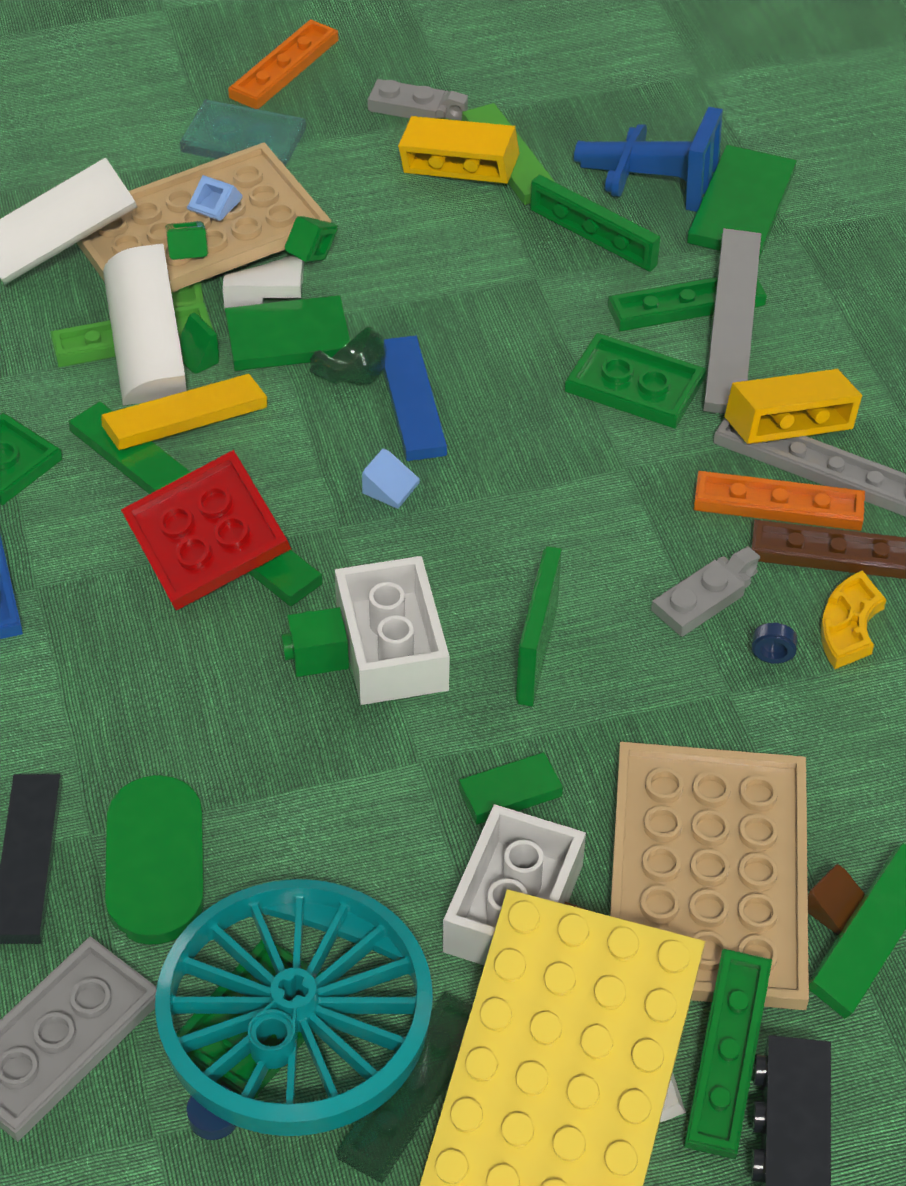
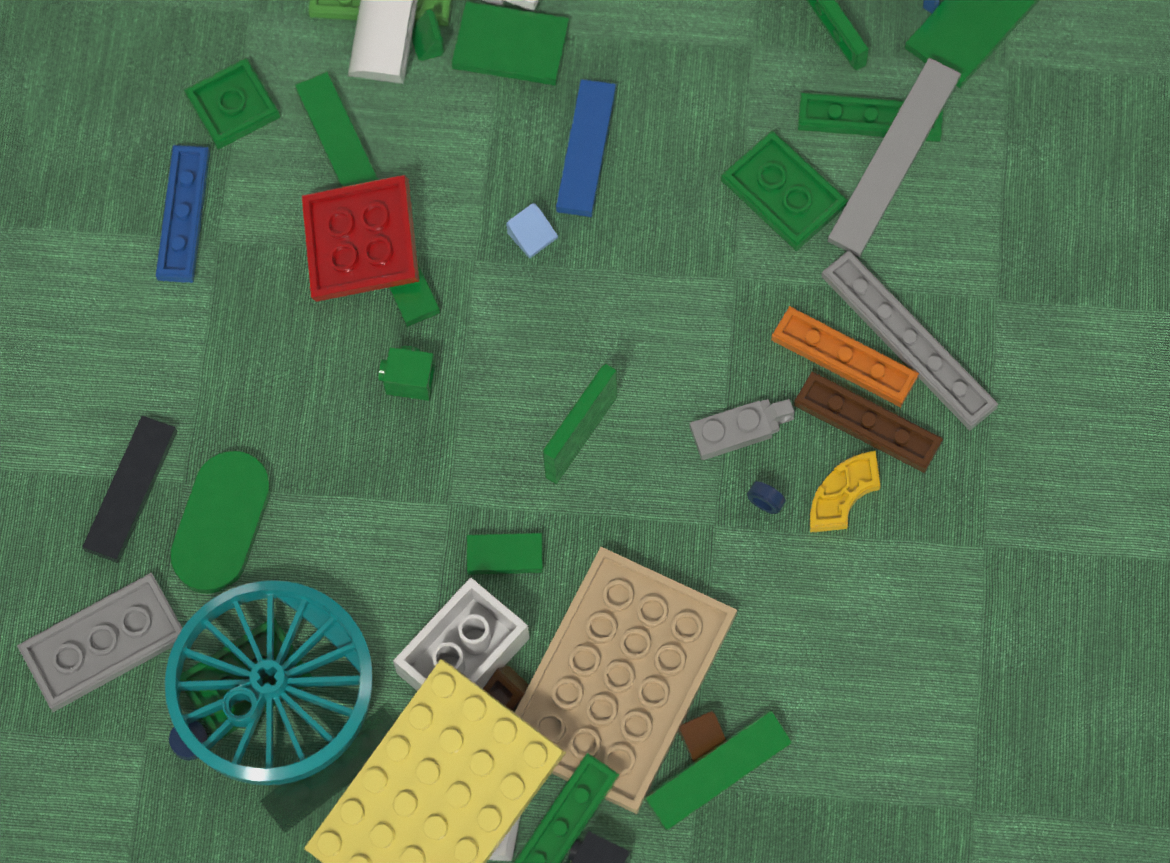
camera: 25 degrees right, 20 degrees up
(183, 411) = (390, 106): yellow tile -> none
(356, 362) = (549, 100): clear green piece -> none
(392, 630) = (466, 385): white brick -> none
(792, 406) = (895, 271): yellow brick -> none

